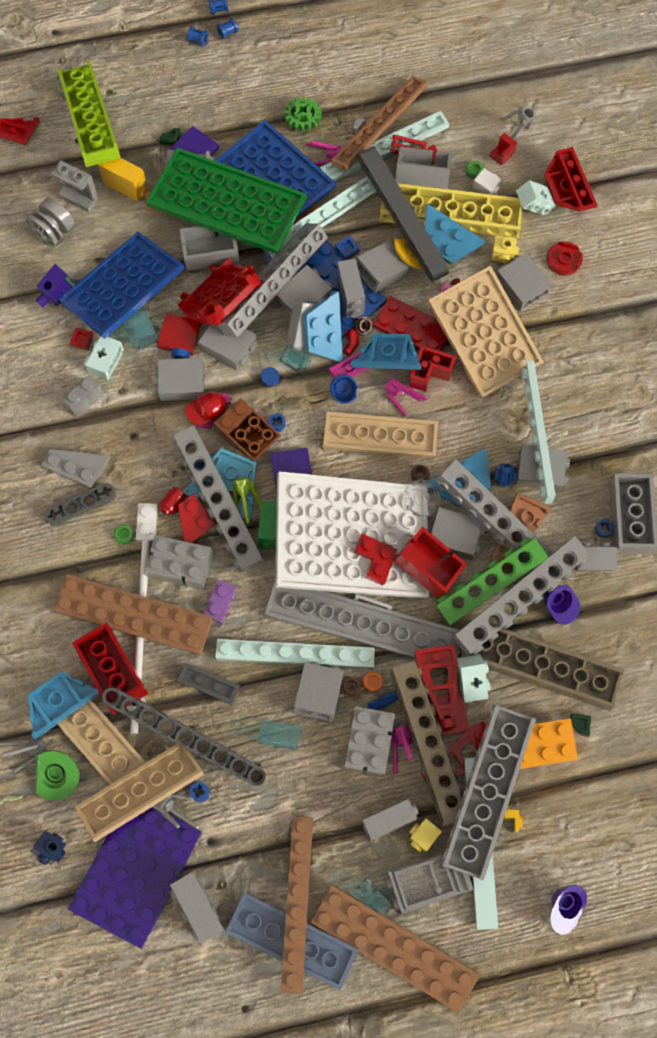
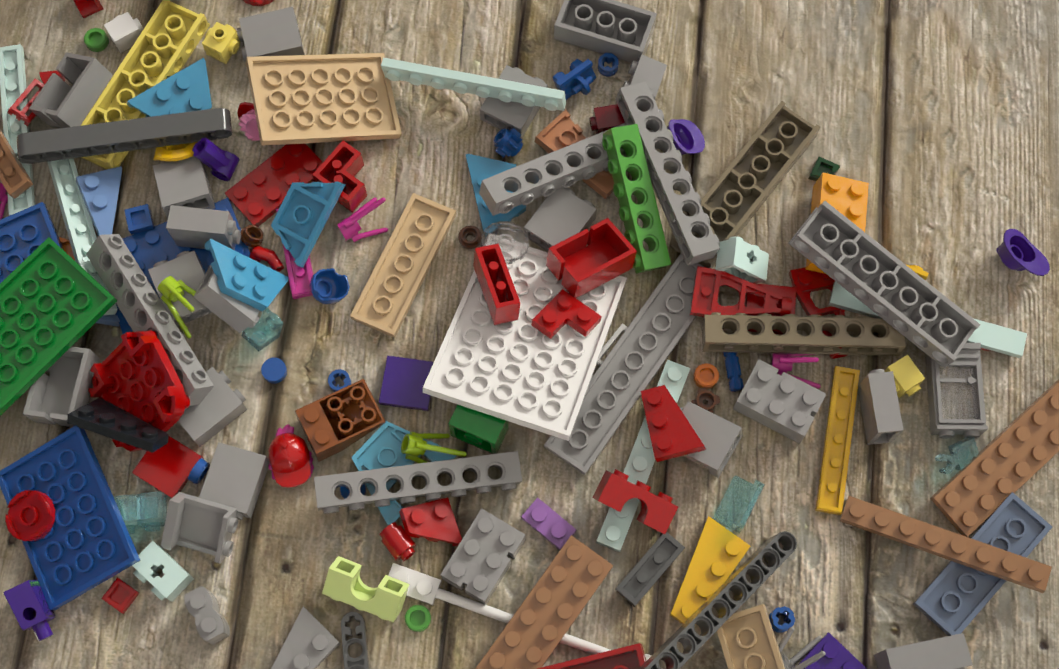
camera: 70 degrees left, 0 degrees up
(114, 262) = (30, 515): none -> red tile
(130, 477) = (345, 585): none -> yellowish green arch
(141, 367) = (200, 526): none -> light grey panel
(190, 288) = (117, 424): none -> black wing
(228, 729) = (709, 568): none -> yellow wing
(256, 639) = (655, 510): none -> red arch
(294, 285) = (173, 290): none -> lime plant
(317, 660) = (668, 426): none -> red wing
(355, 217) = (100, 196): none -> medium blue wing
(356, 798) = (837, 440): none -> yellow tile
(380, 498) = (496, 284): none -> red brick
(410, 284) = (220, 161): none -> dark purple piece
(553, 538) = (606, 118): none -> dark red brick
(578, 507) = (577, 80): none -> blue hips

